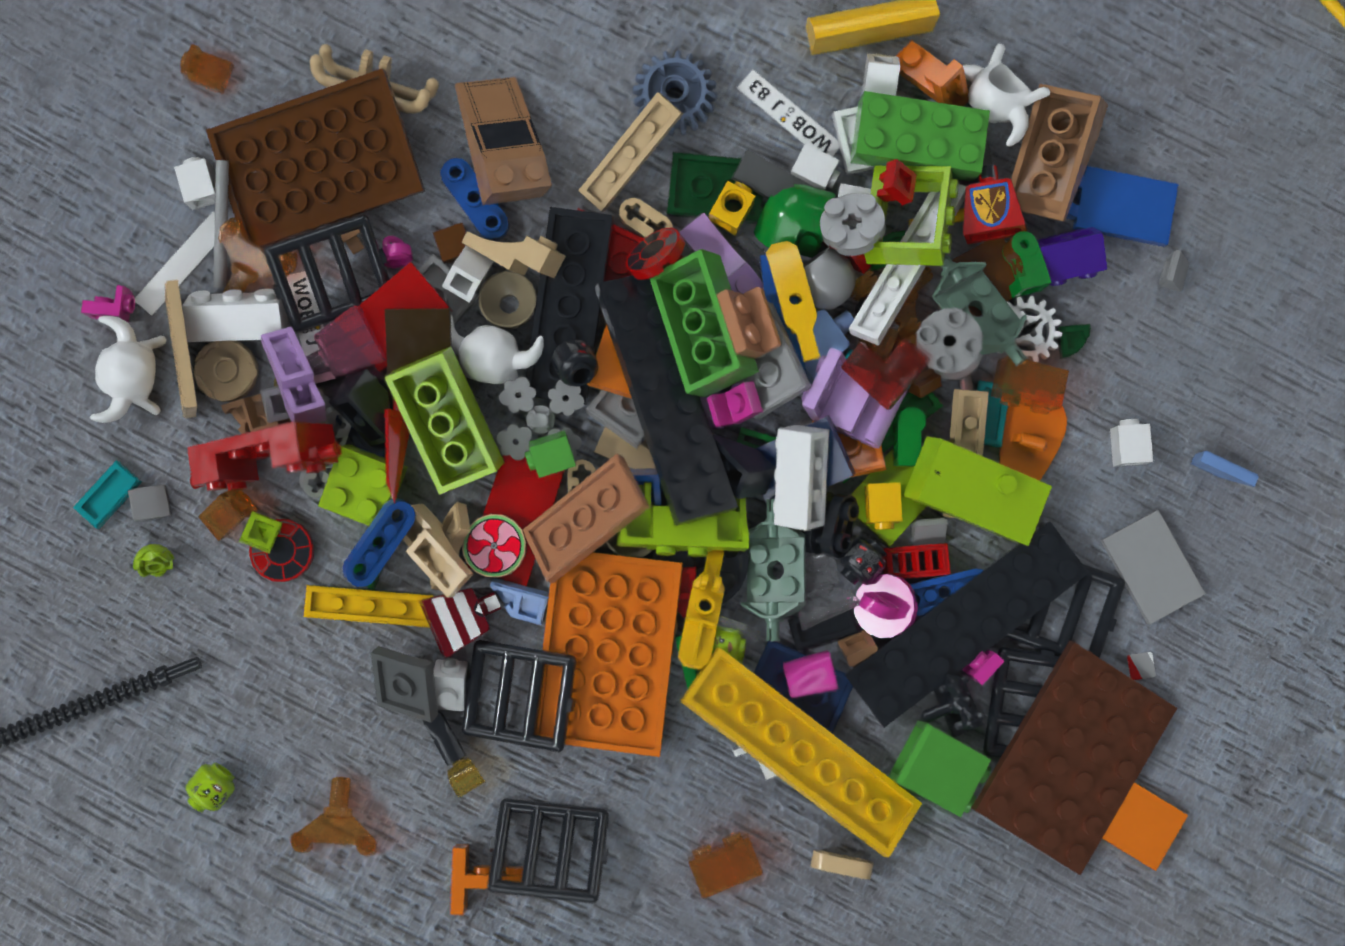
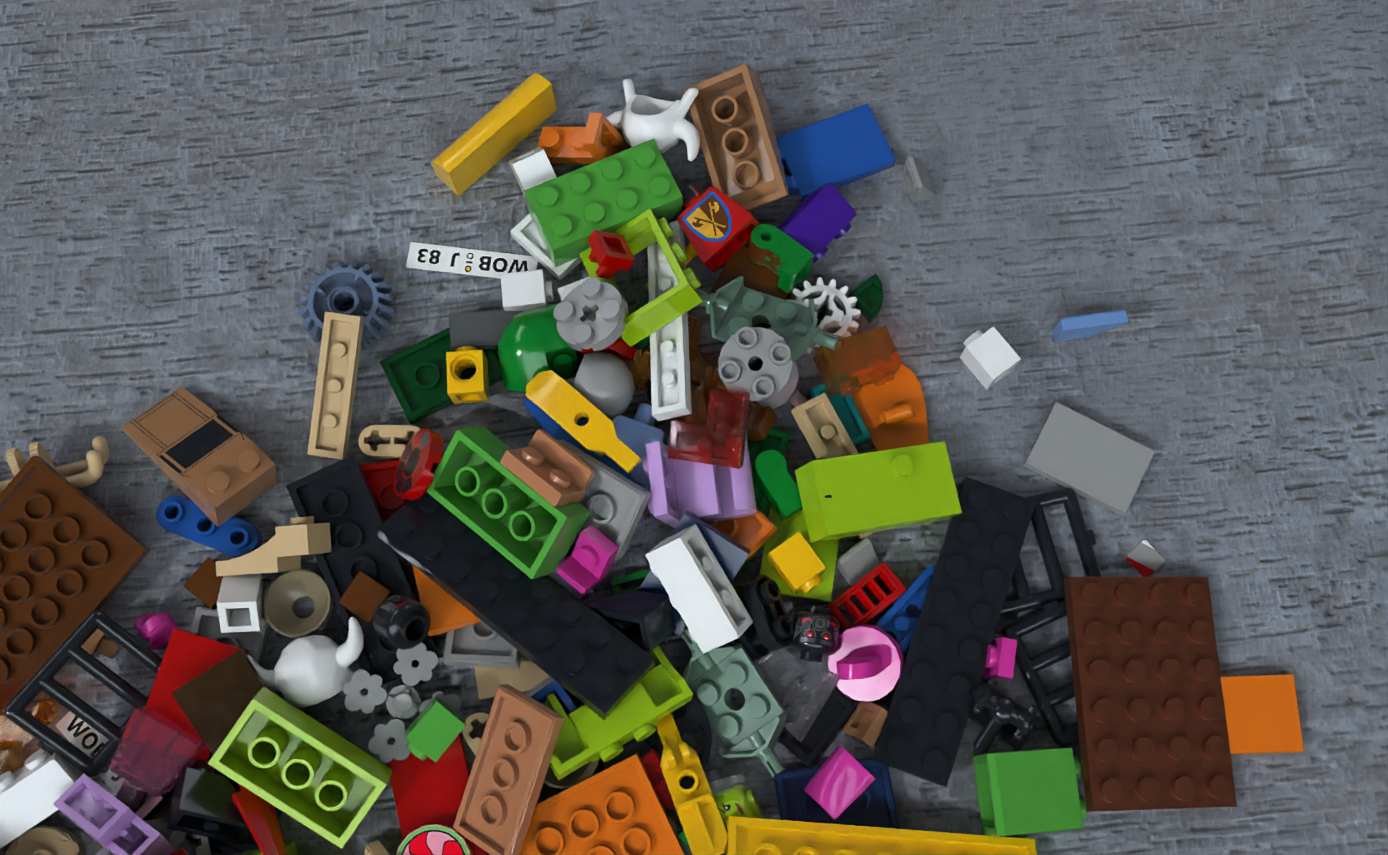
camera: 30 degrees left, 10 degrees down
(559, 327) = (364, 596): none -> reddish brown tile
(705, 236) = (454, 415): lavender slope -> none

